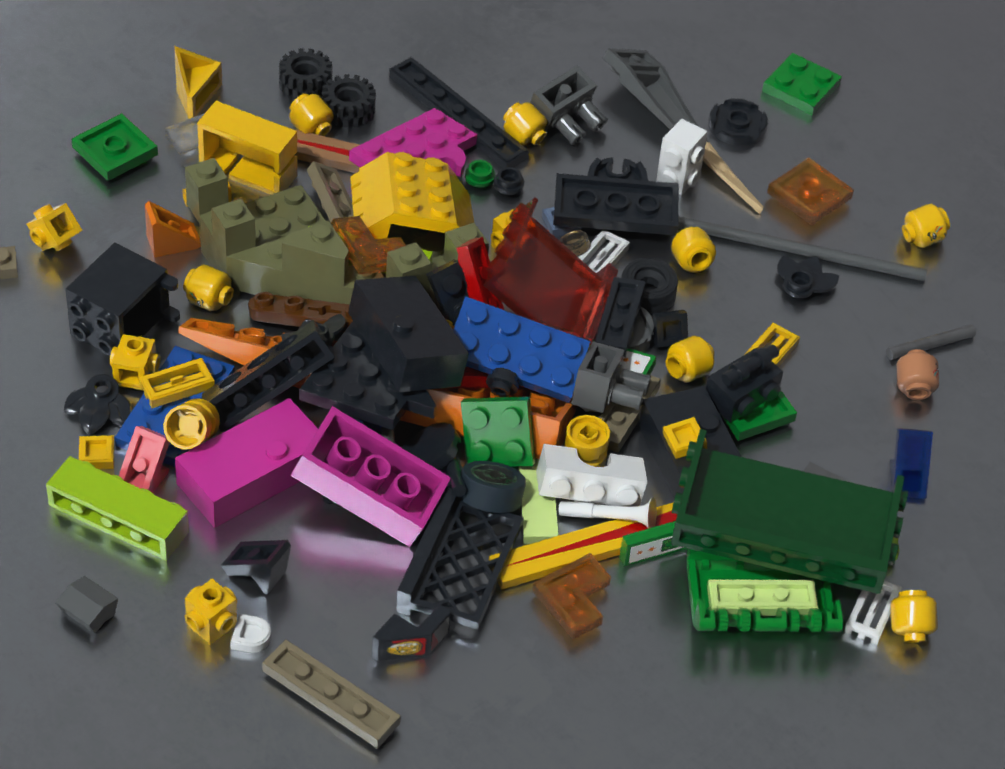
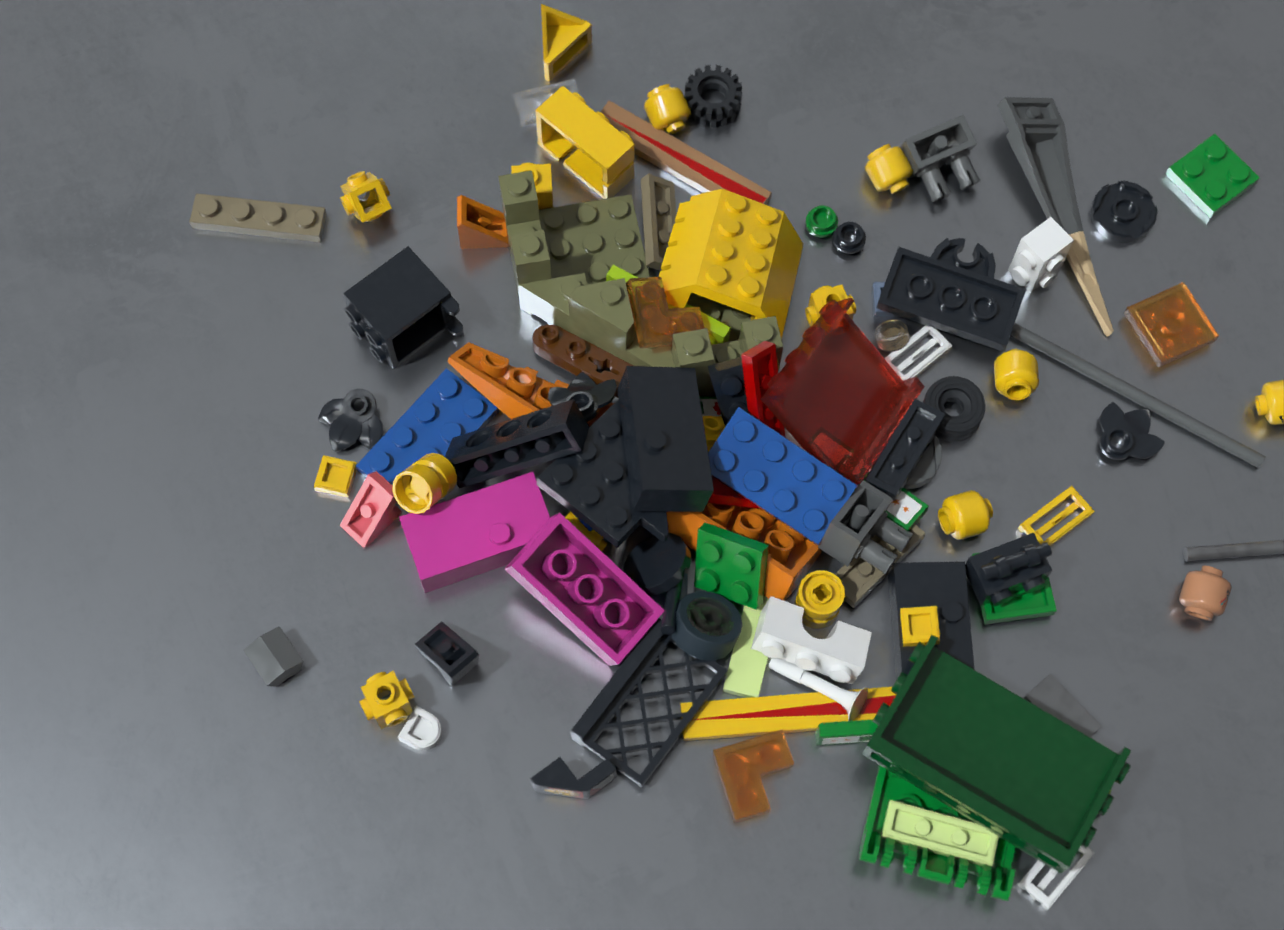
camera: 20 degrees right, 20 degrees up
(114, 146) = (457, 104): green plate -> none
(118, 507) = (335, 552): lime brick -> none
(133, 355) = (398, 382): yellow brick -> none
(179, 386) = (431, 431): yellow tile -> none
(208, 287) = (497, 306): yellow head -> none
(304, 63) = (673, 37): black tyre -> none
(331, 693) = (476, 824): dark tan plate -> none
(422, 137) = (768, 171): dark pink plate -> none
(436, 94) = (825, 135): black tile -> none
(503, 382) = (750, 512): black plate -> none
(670, 327) = (958, 469): black tile -> none
(912, 461) = (1157, 707): clear blue slope -> none
(913, 615) = (1093, 895): yellow head -> none

